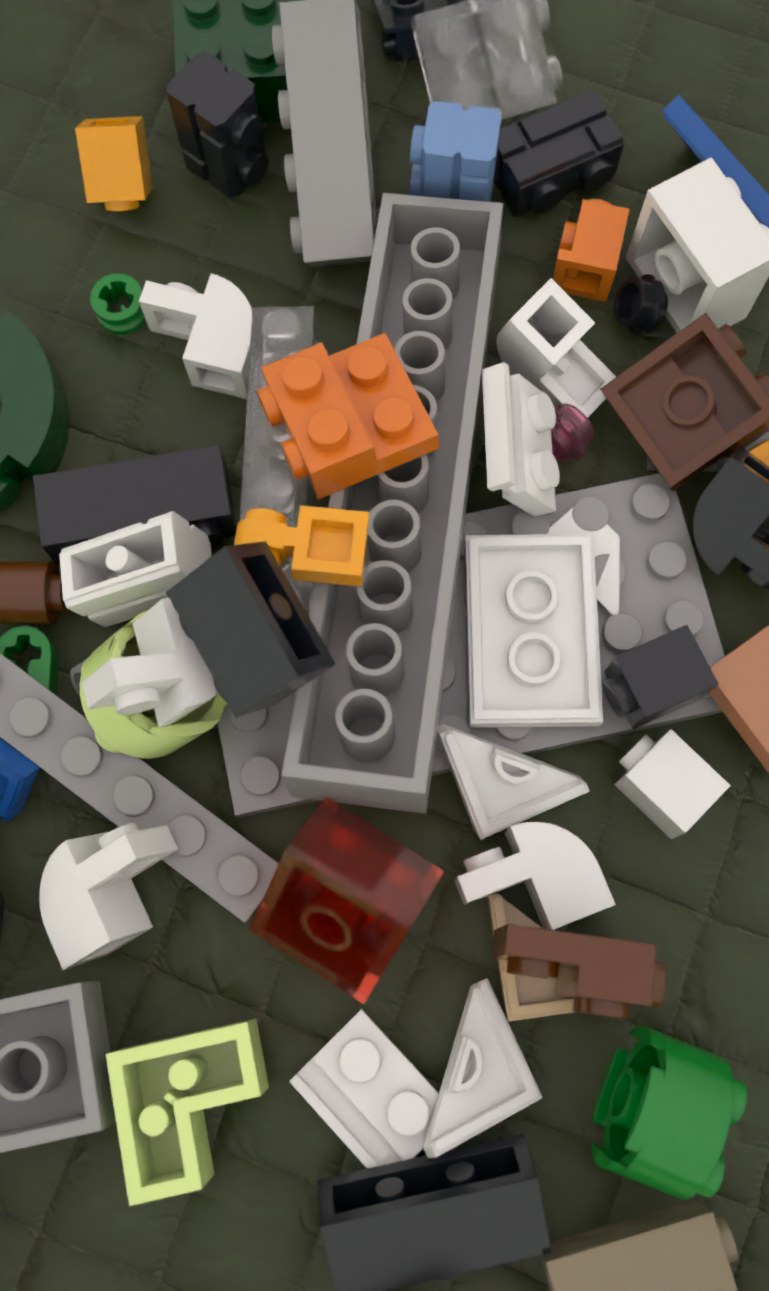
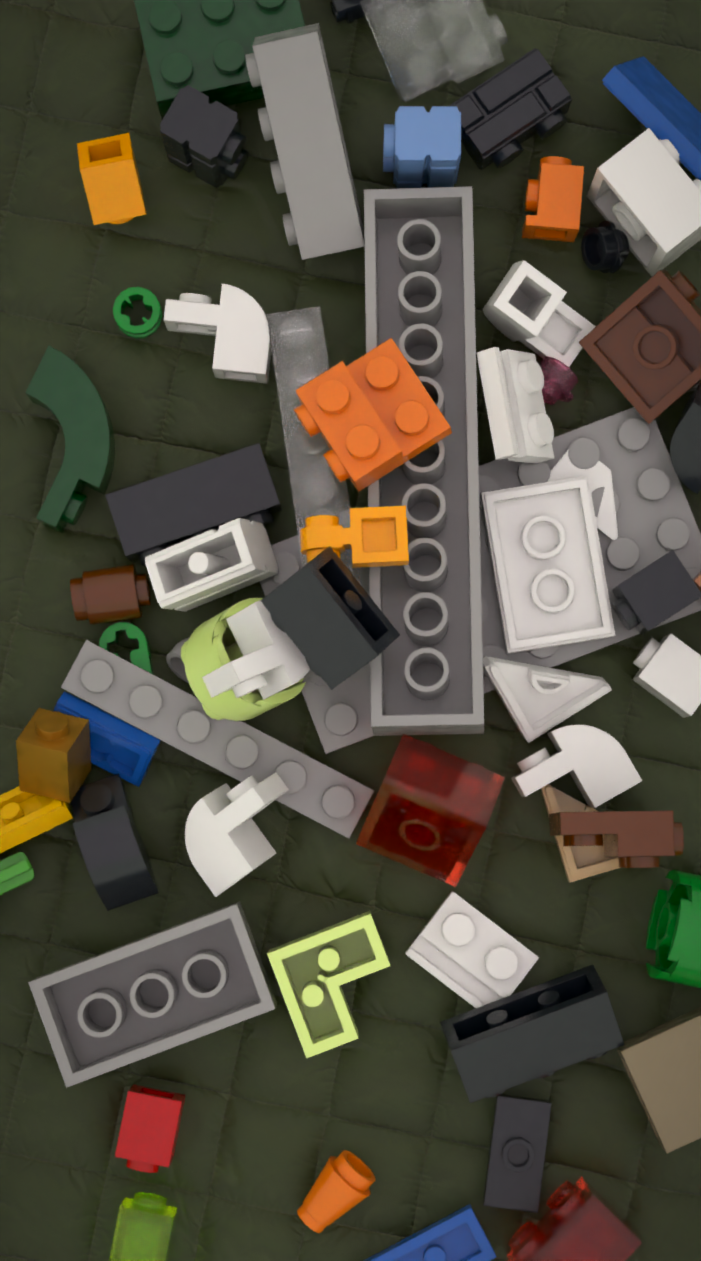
camera: 10 degrees left, 10 degrees up
(483, 1076) = (555, 927): white tile -> none

